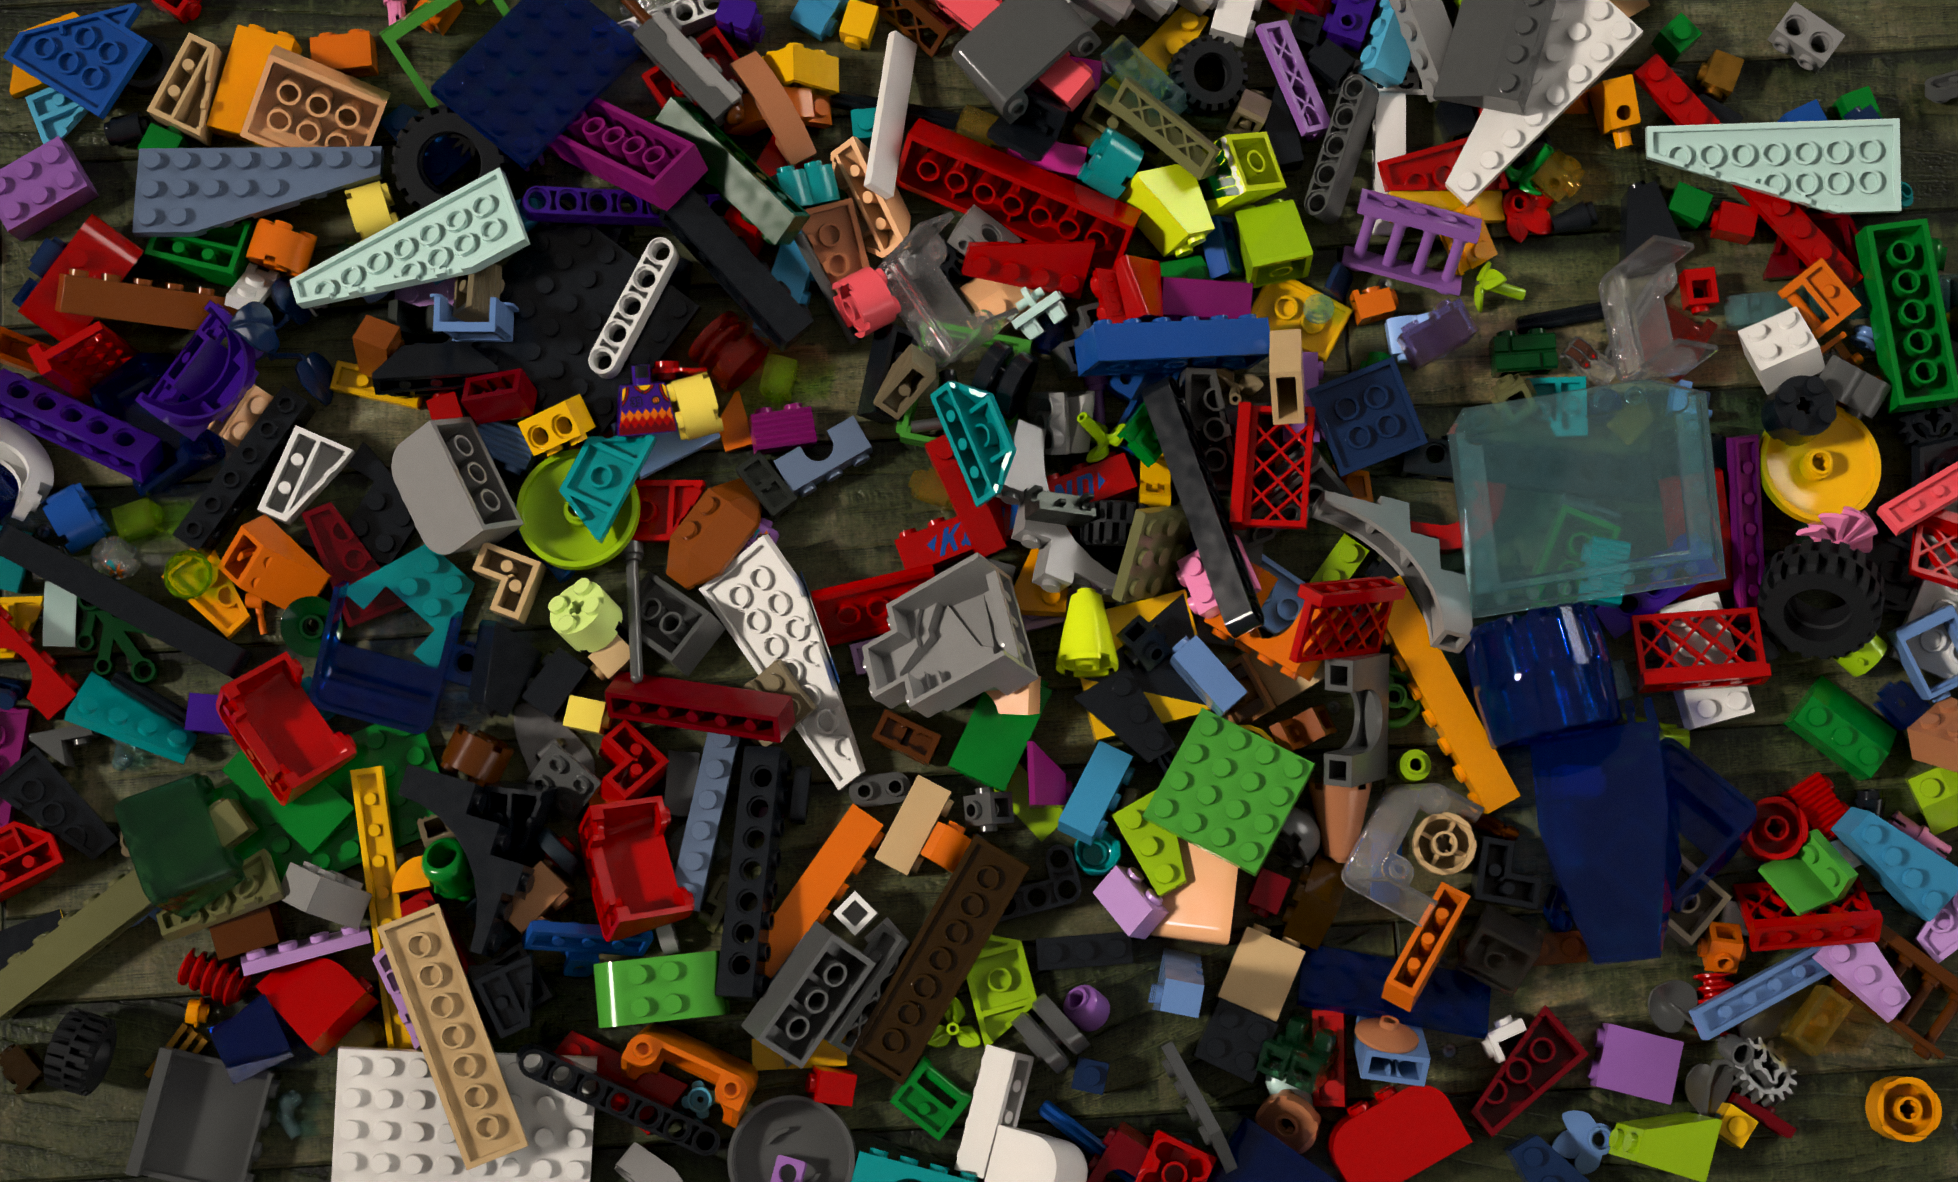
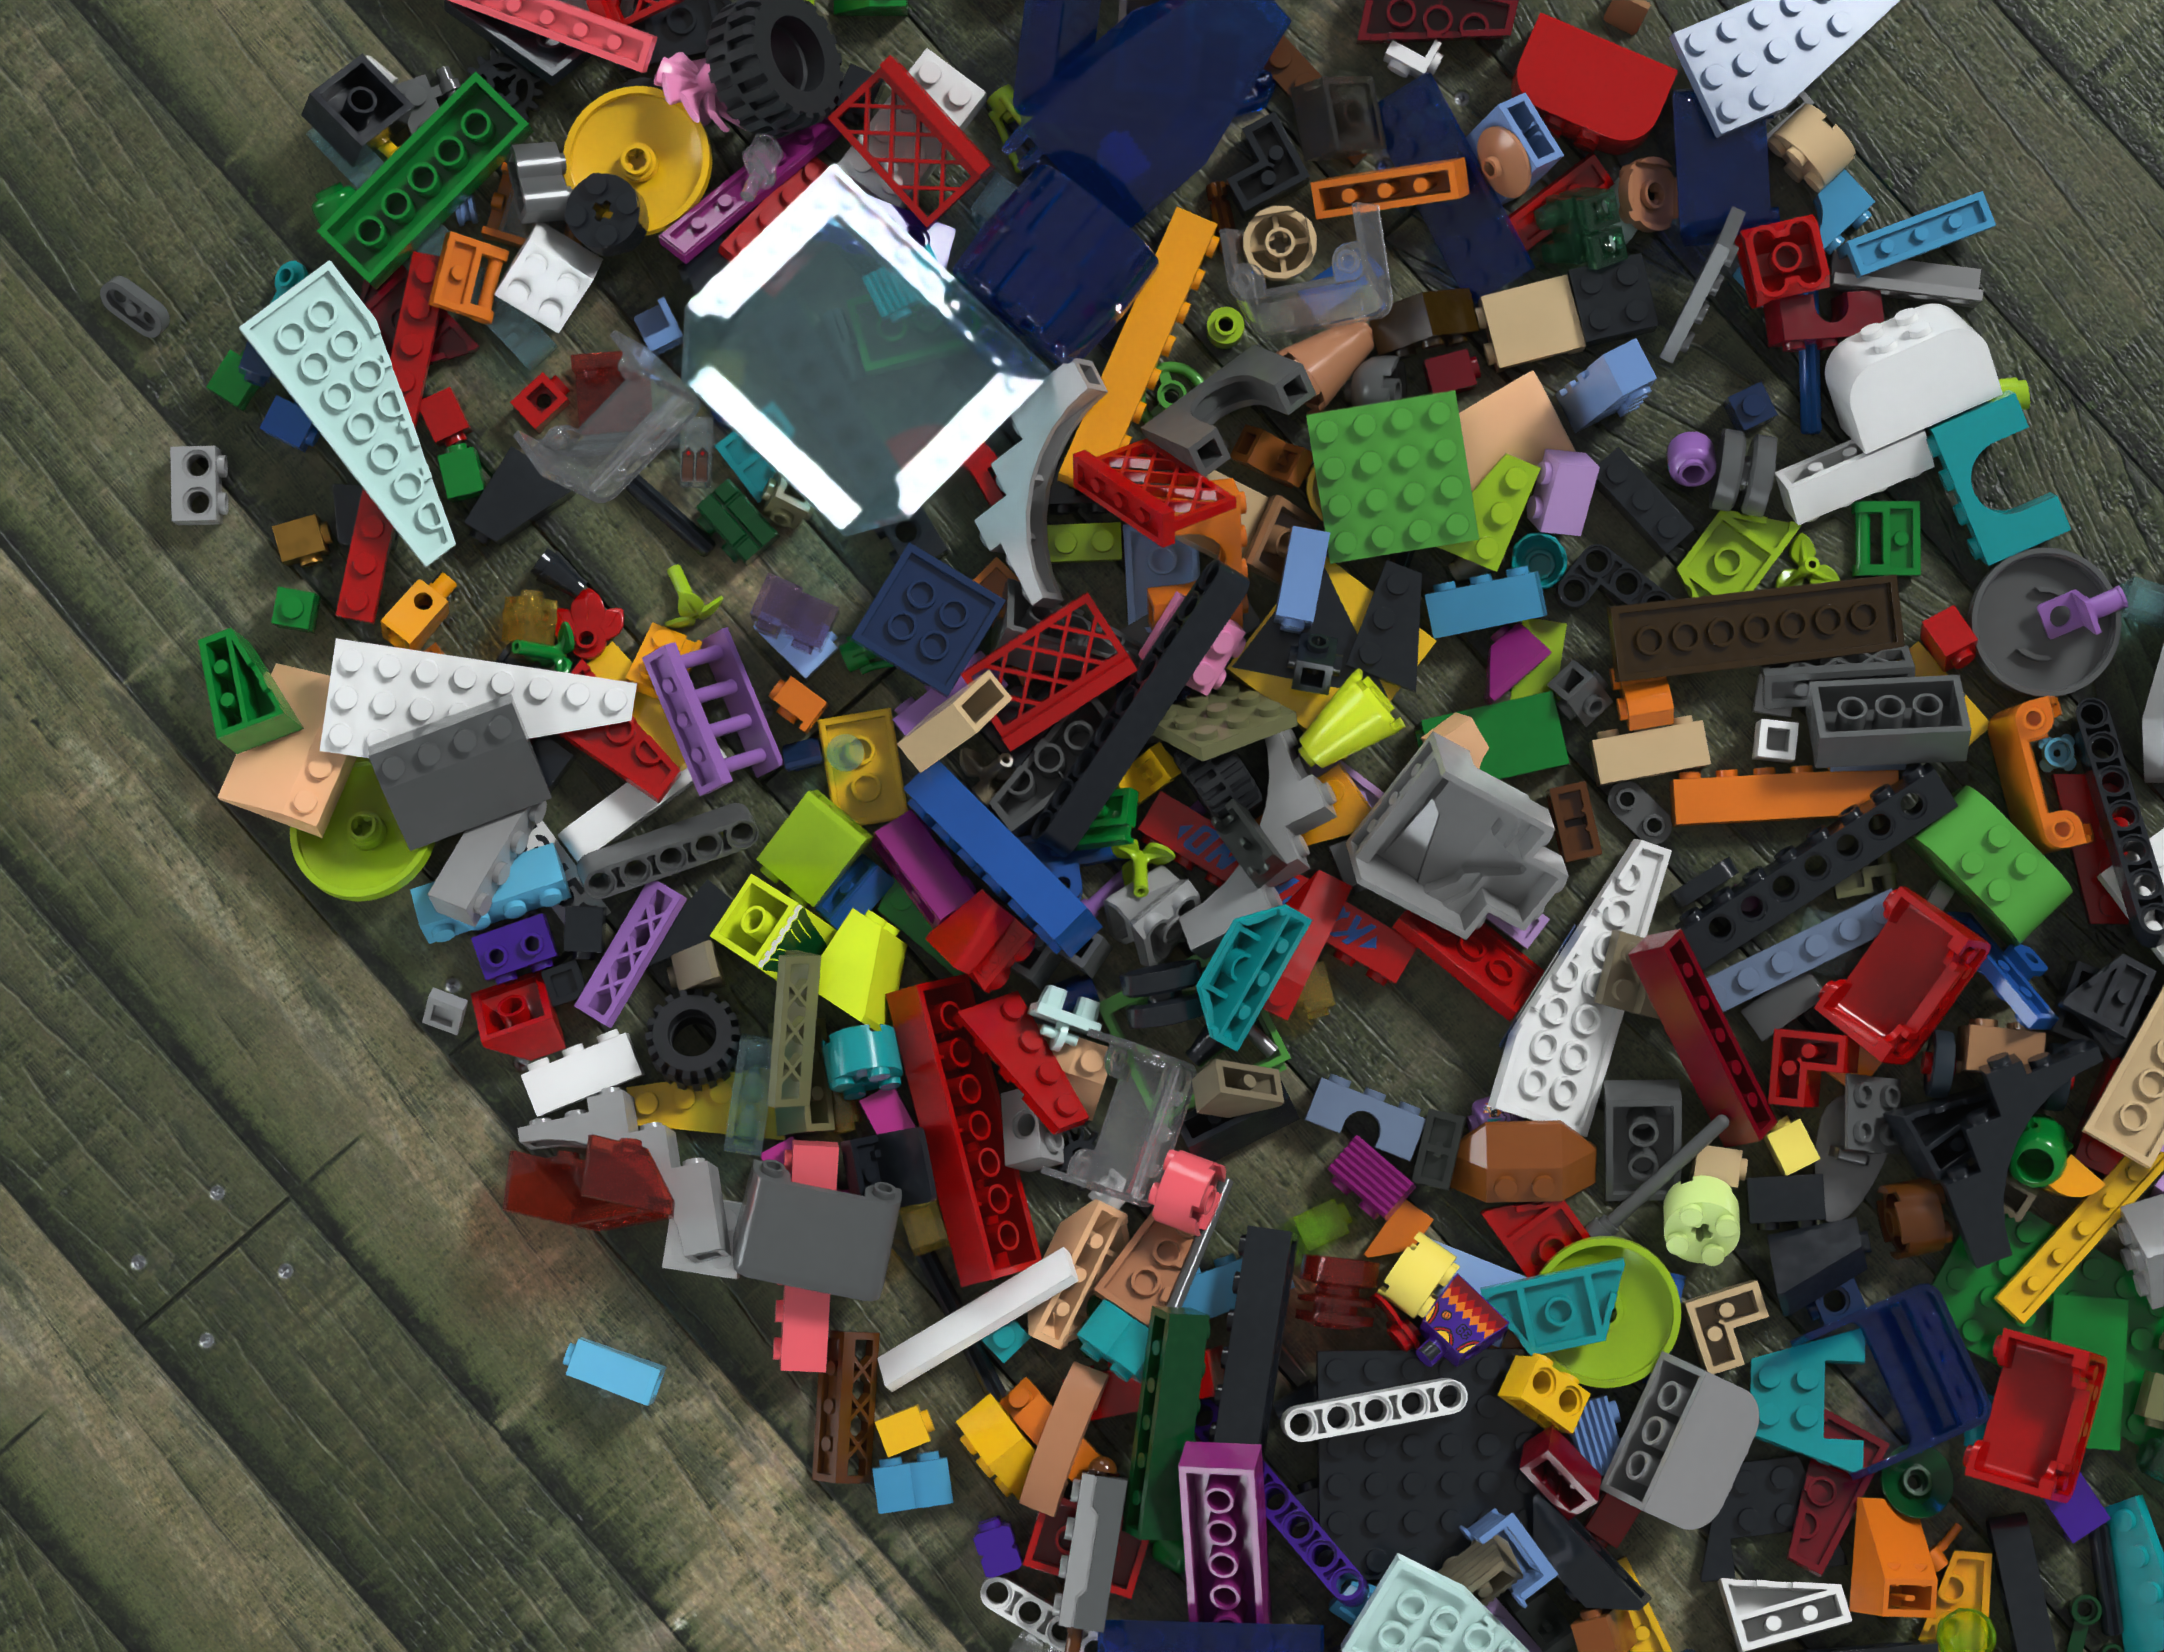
camera: 130 degrees left, 5 degrees up
(1756, 538) = (761, 164): none -> clear piece

